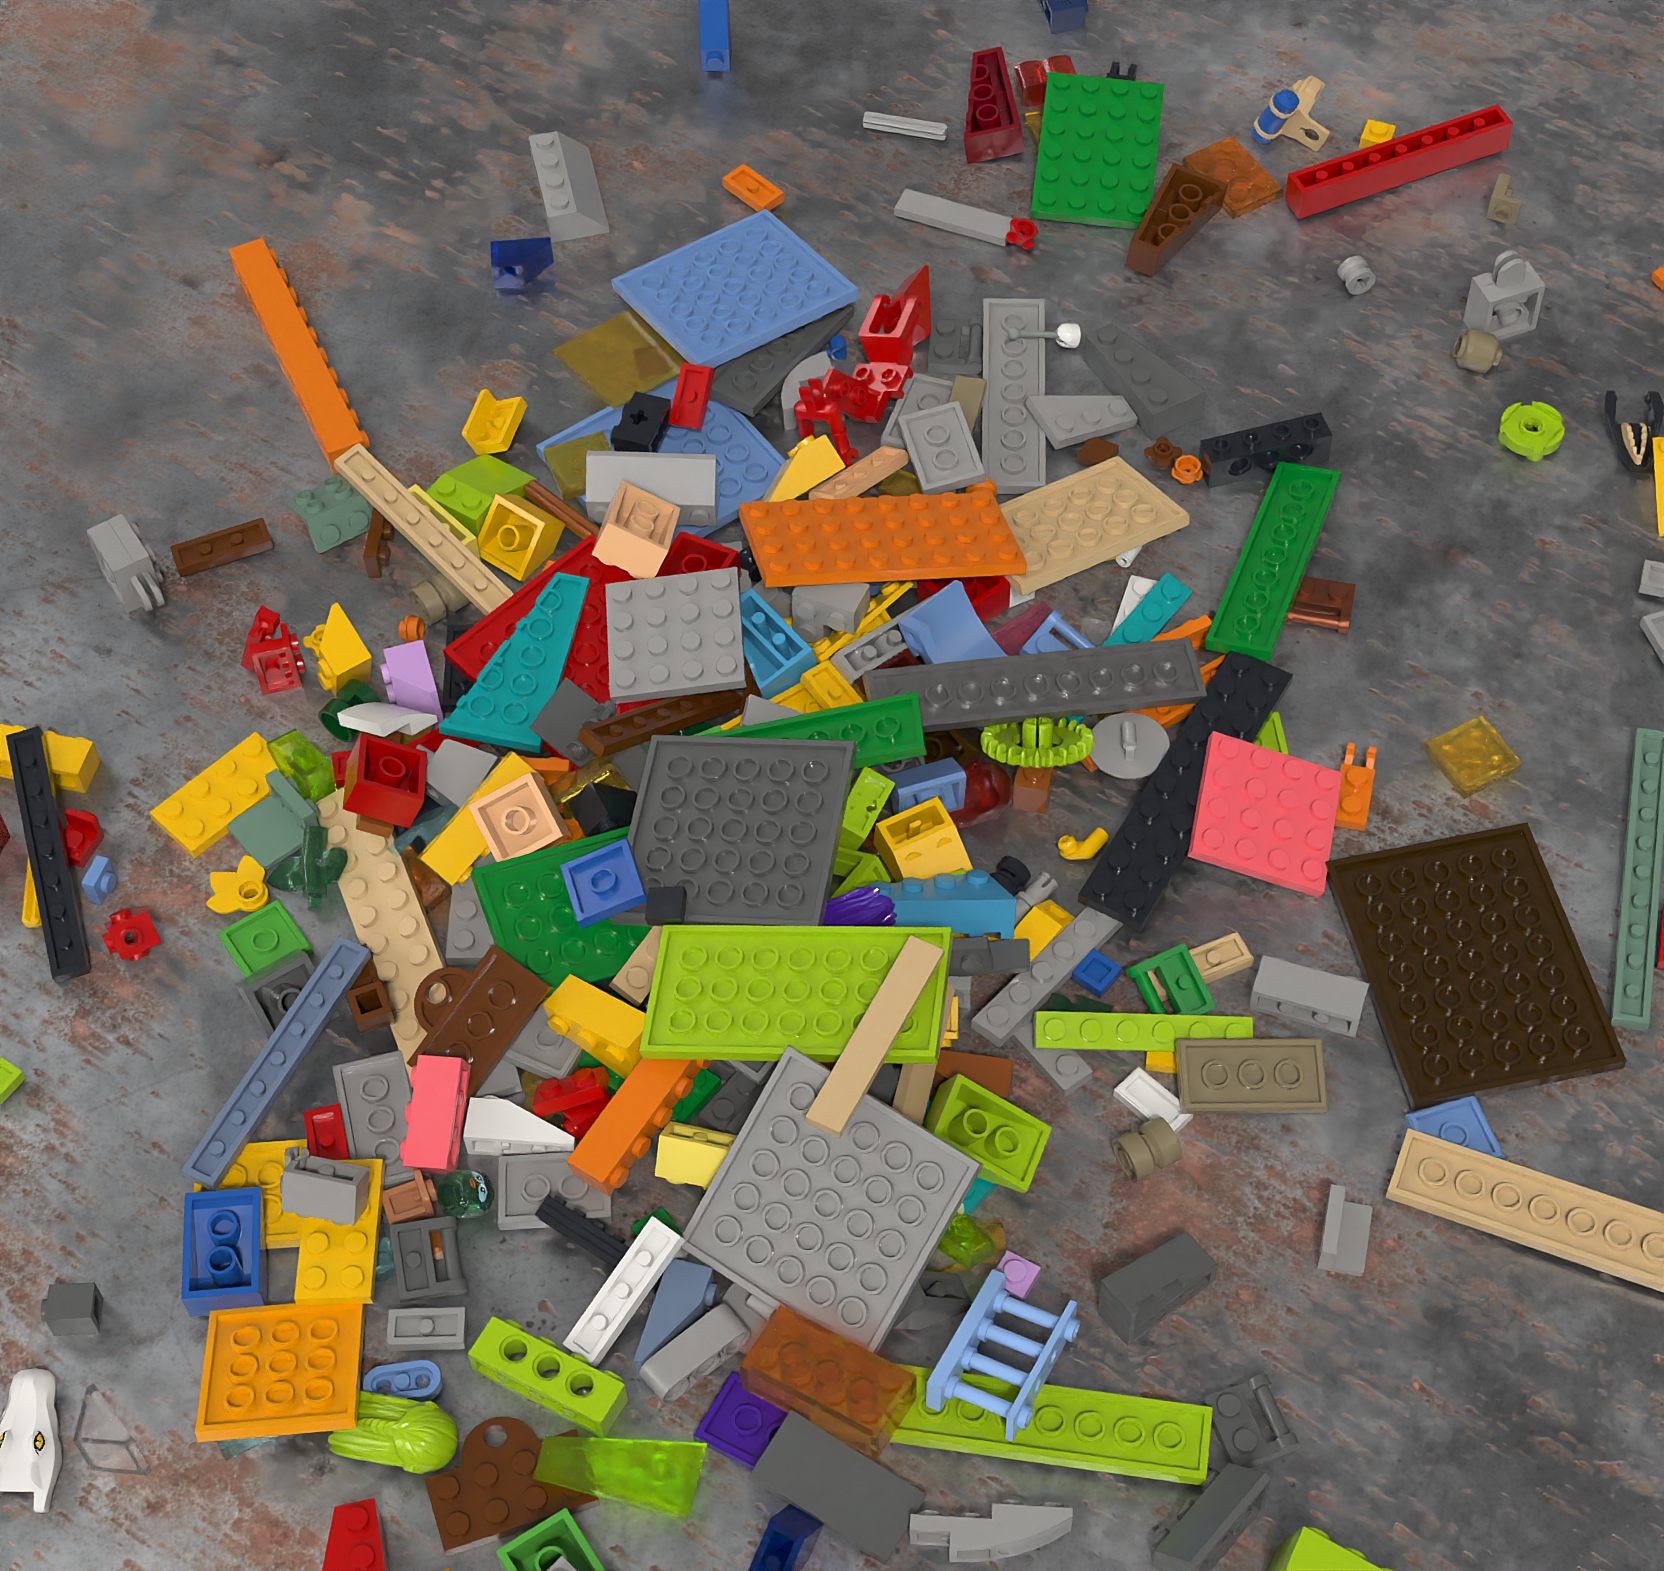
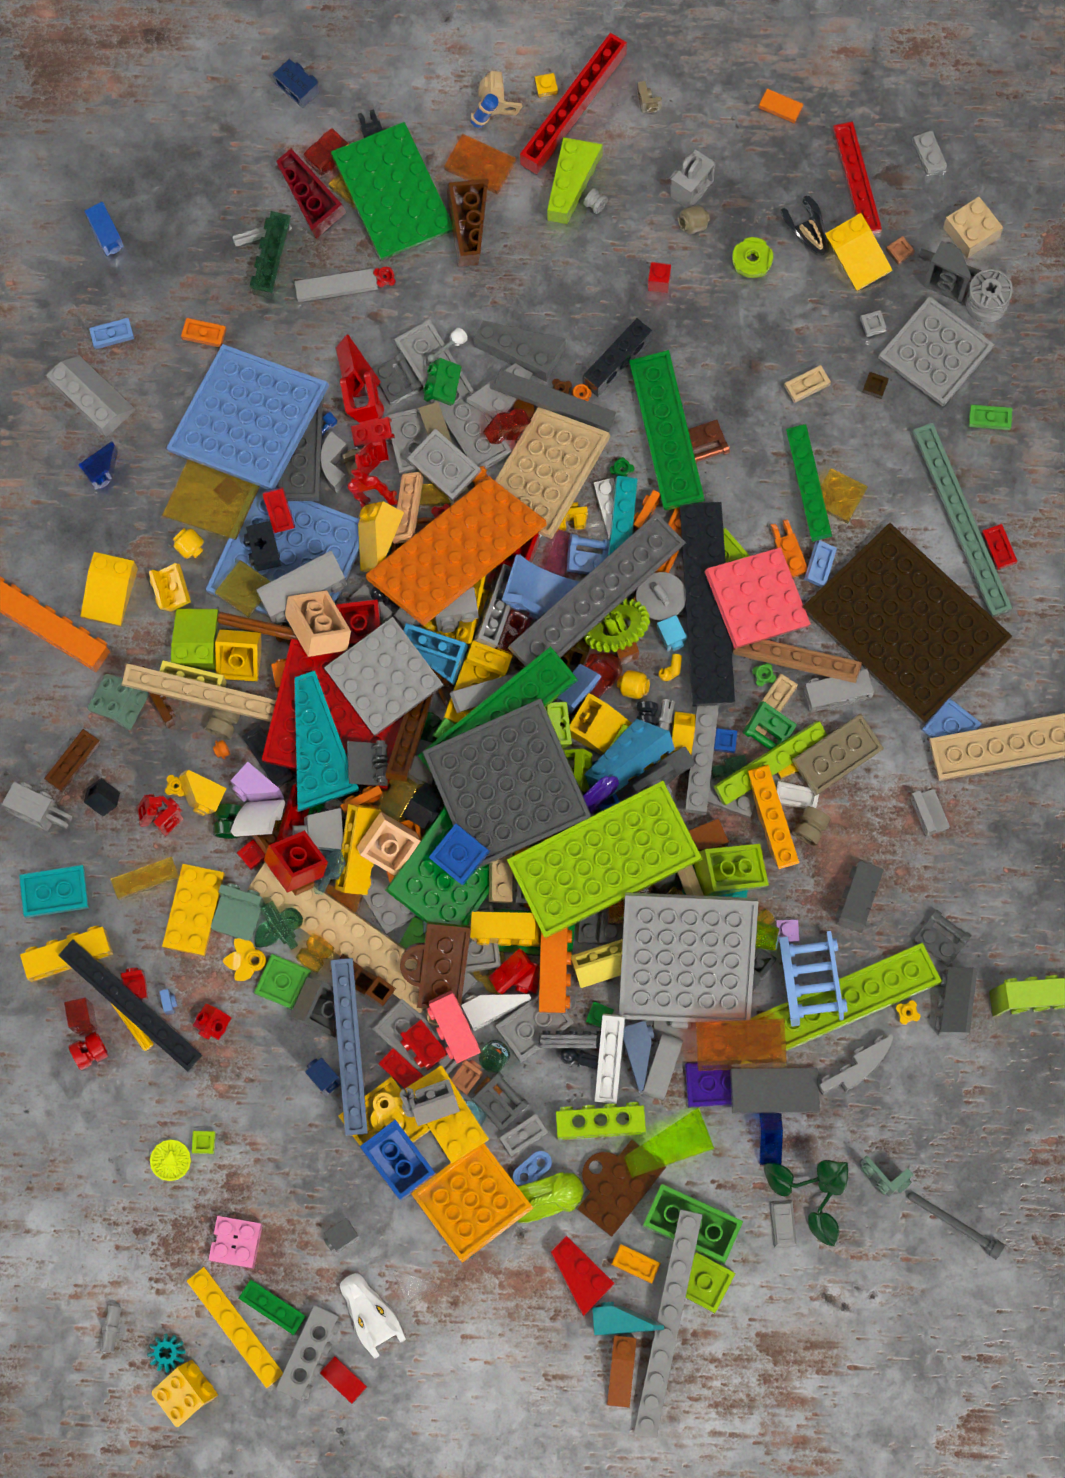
camera: 30 degrees left, 20 degrees up
(74, 678) = (54, 891): none -> teal plate
(195, 723) = (145, 878): none -> clear yellow plate
(211, 1077) = (323, 1076): none -> dark blue brick
(221, 604) = (102, 797): none -> black panel
(268, 1178) = (384, 1116): none -> yellow plate
(304, 764) = (229, 870): clear neon green slope -> none
(326, 925) = (314, 953): none -> clear yellow wheel
(379, 1122) = (424, 1045): none -> red bracket
(422, 388) = (108, 588): none -> yellow slope
(556, 388) = (188, 543): none -> yellow head
(573, 1260) = (569, 1056): none -> black axle
(643, 141) = (111, 333): none -> medium blue plate
(666, 906) = (502, 848): black tile -> none
(874, 1037) = (666, 864): tan tile -> none
(895, 142) = (271, 255): none -> clear green brick
(1011, 366) = (442, 381): none -> green bracket
(1014, 834) = (633, 684): none -> yellow head
(1057, 449) = (507, 426): none -> clear red brick
(1073, 593) = (575, 514): none -> yellow hips
(1094, 1096) = (772, 817): none -> light orange slope
(1112, 799) = (672, 633): none -> medium azure brick
(1120, 1509) = (905, 1018): none -> yellow plate
(1142, 453) = (554, 400): none -> dark grey tile
(1185, 572) = (622, 463): none -> green plate
(1214, 913) = (767, 669): none -> bright green plate
(1277, 923) = (802, 659): none -> medium nougat tile
(1347, 229) = (573, 171): none -> lime wedge
(1385, 390) = (659, 277): none -> red brick
(1389, 823) = (820, 563): none -> medium blue plate
(1436, 717) = (809, 482): none -> green plate
(1514, 604) = (807, 384): none -> tan plate
(1614, 651) = (875, 385): none -> dark brown plate

